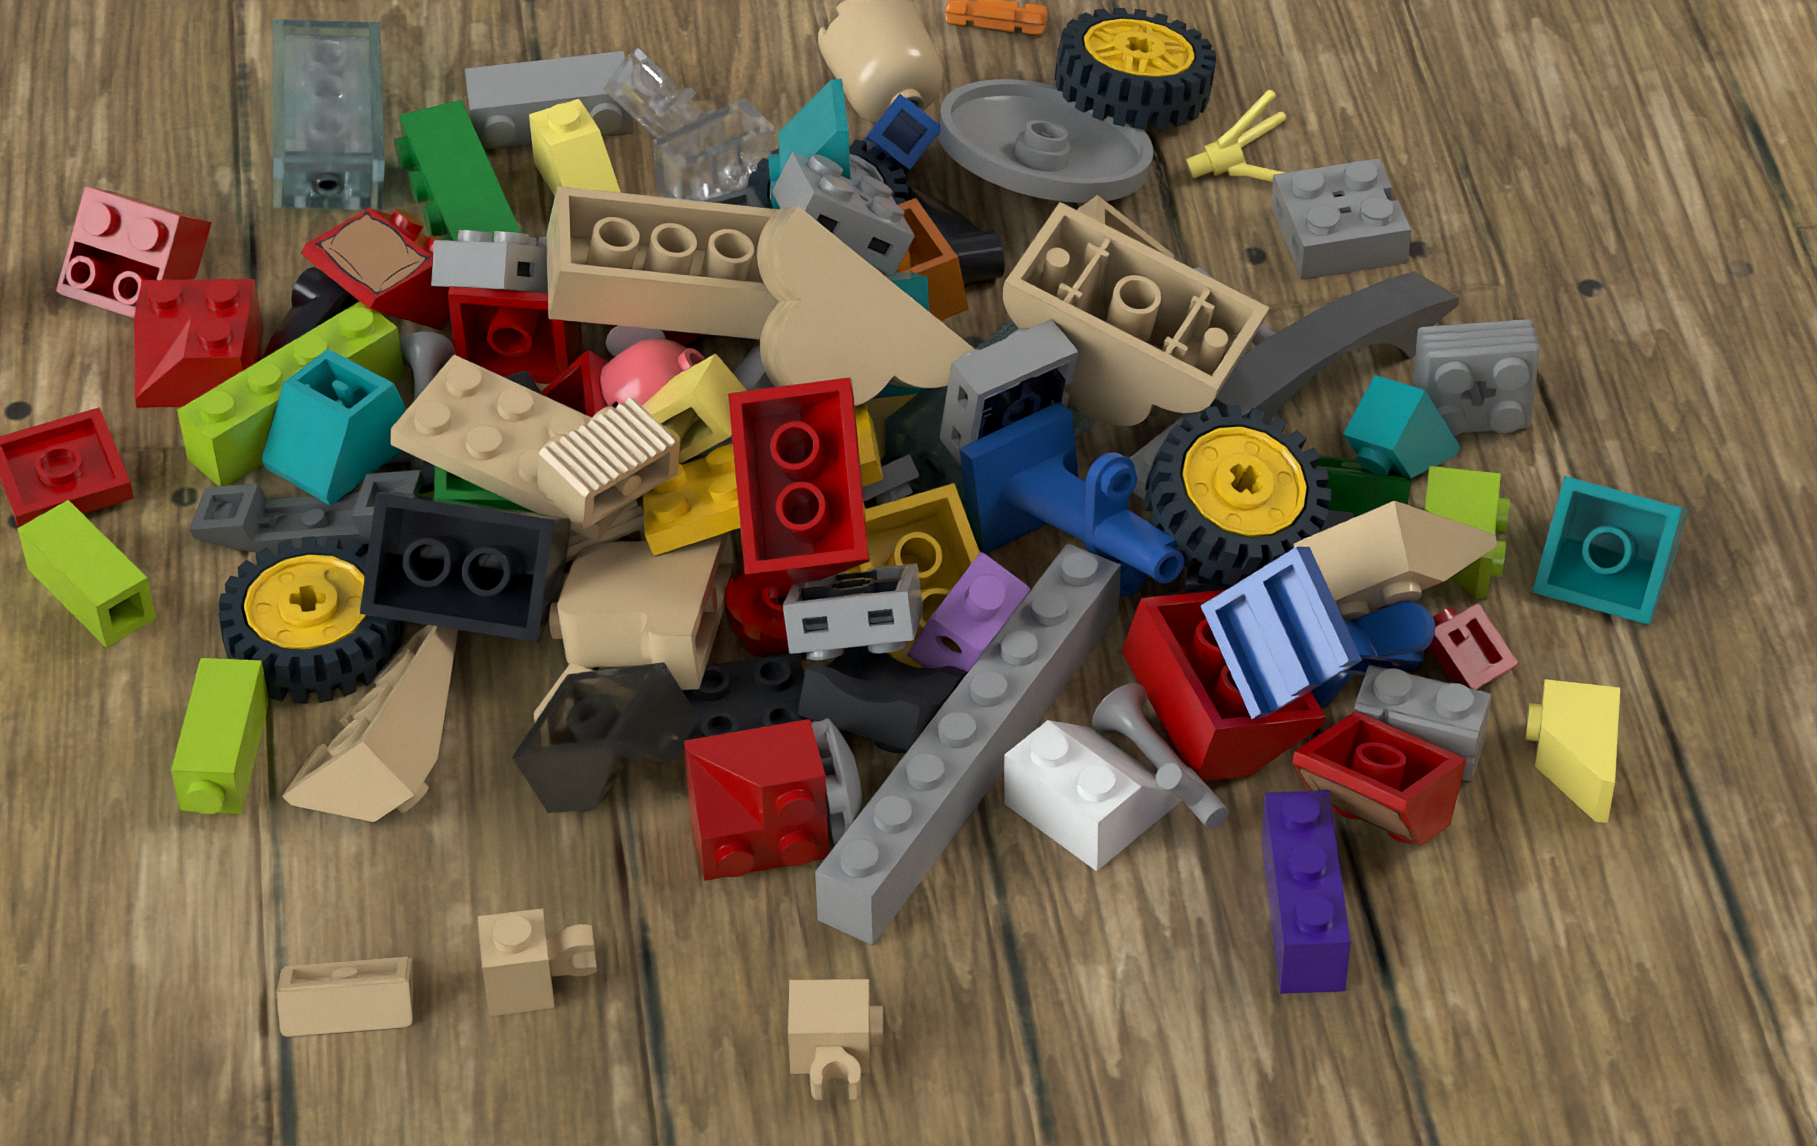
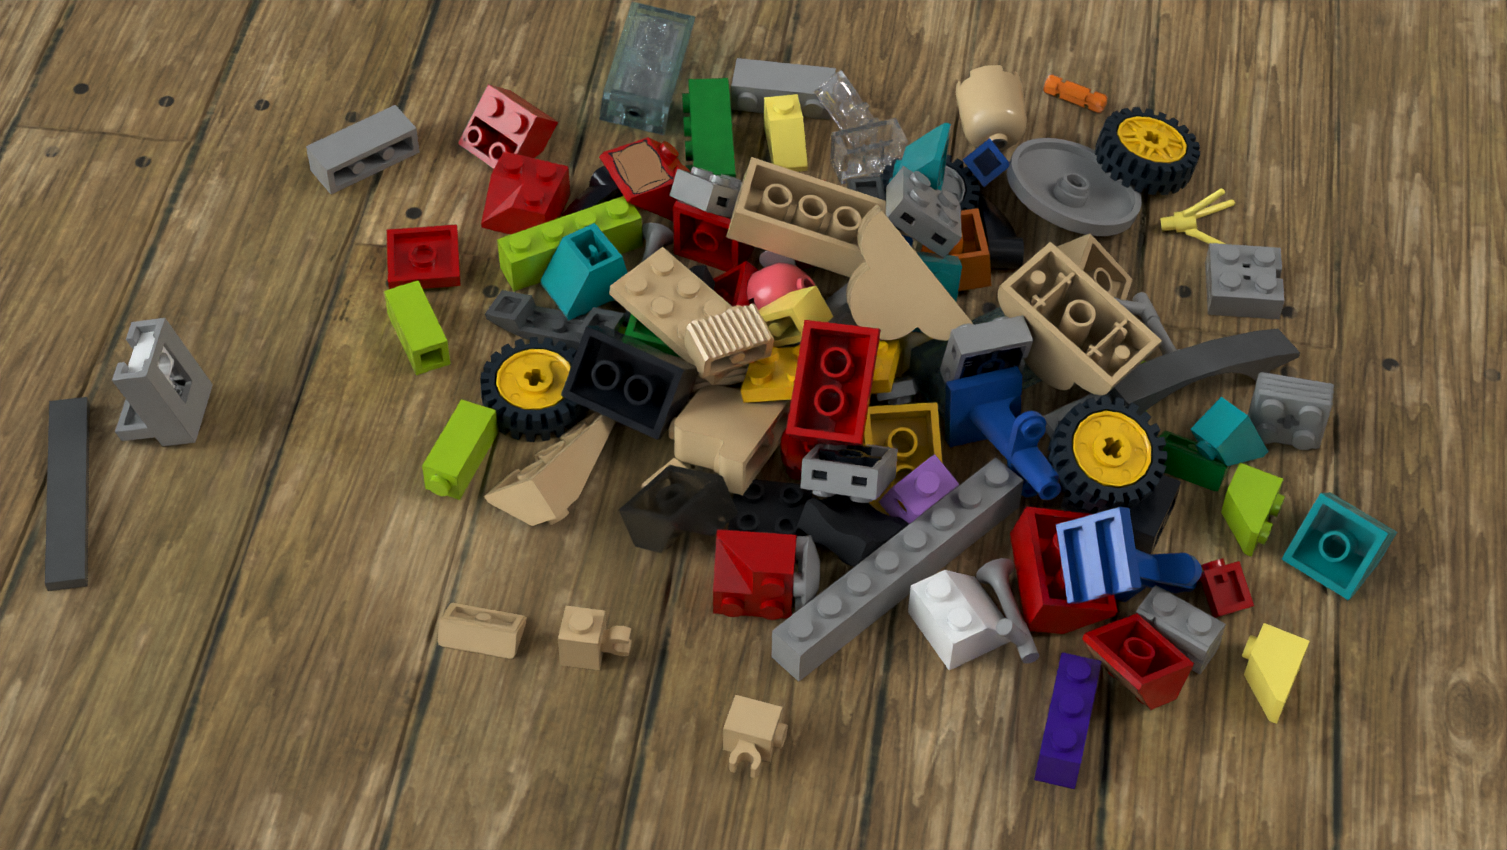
camera: 15 degrees right, 5 degrees up
(1392, 555) = (1186, 522): tan slope -> none

